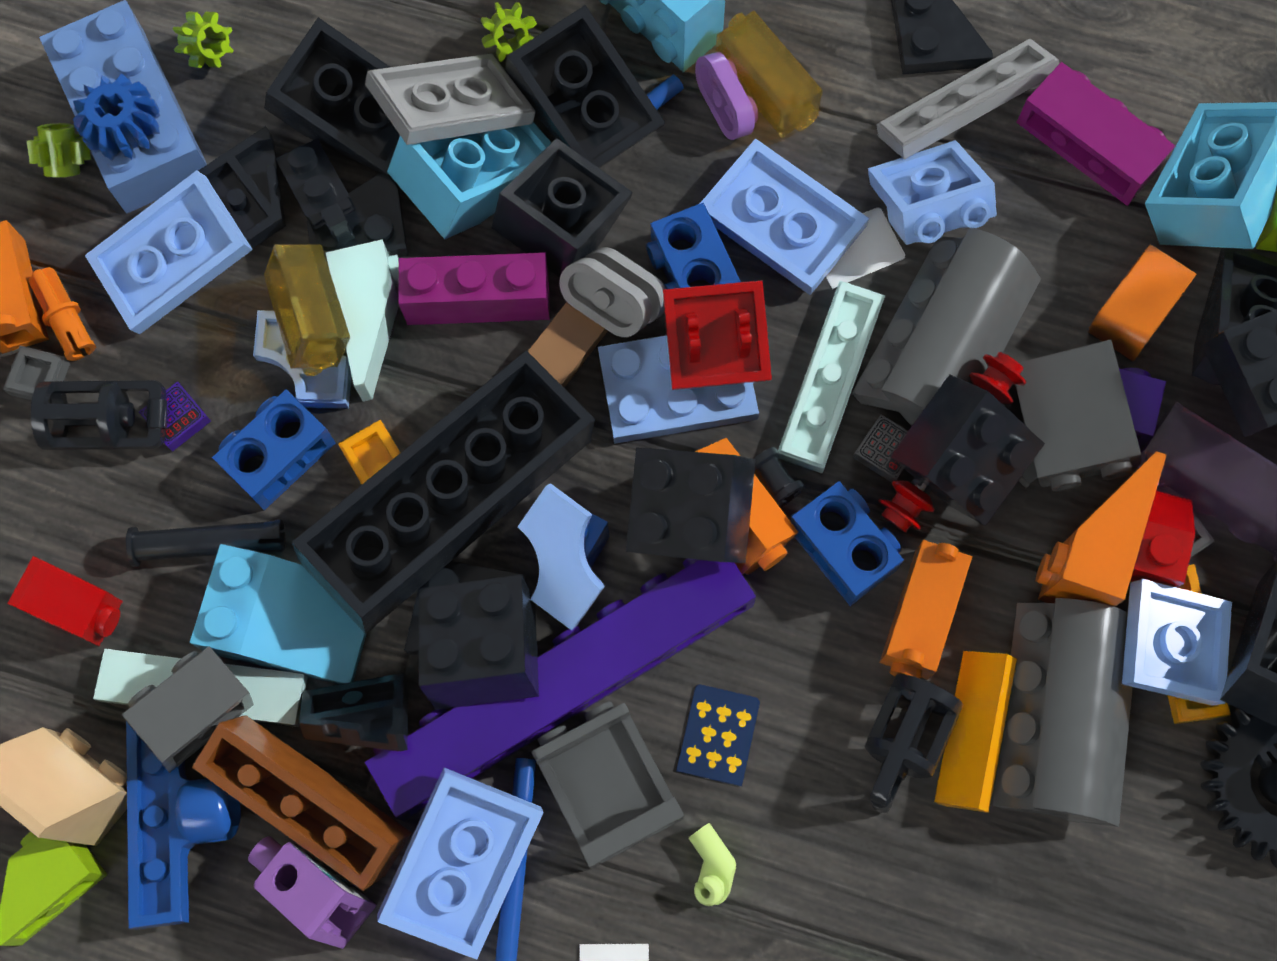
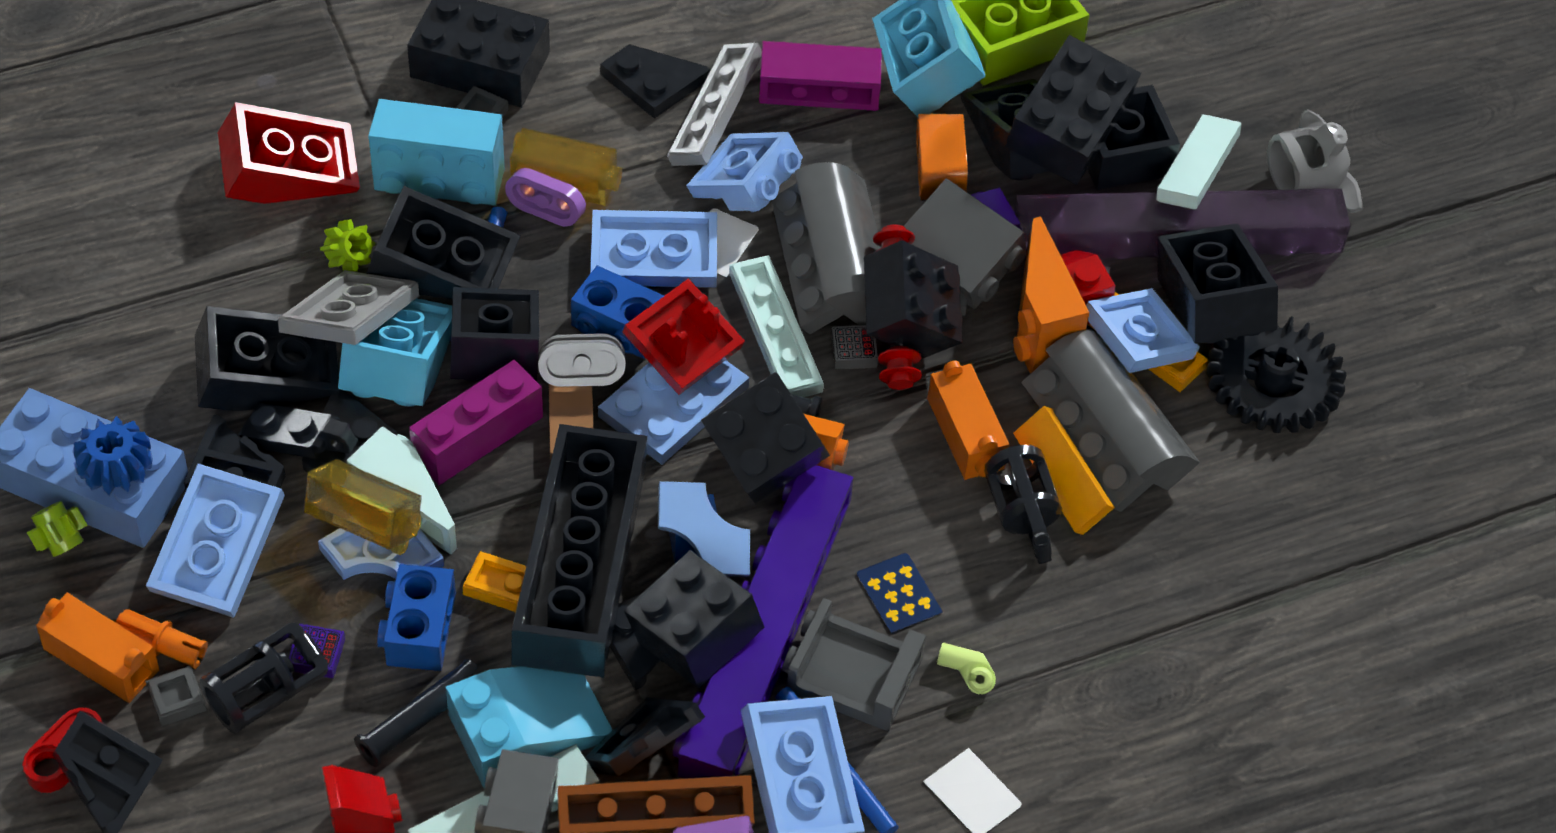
camera: 45 degrees left, 20 degrees down
(193, 42) = (107, 387): lime gear -> none
(834, 549) = (880, 420): blue brick -> none

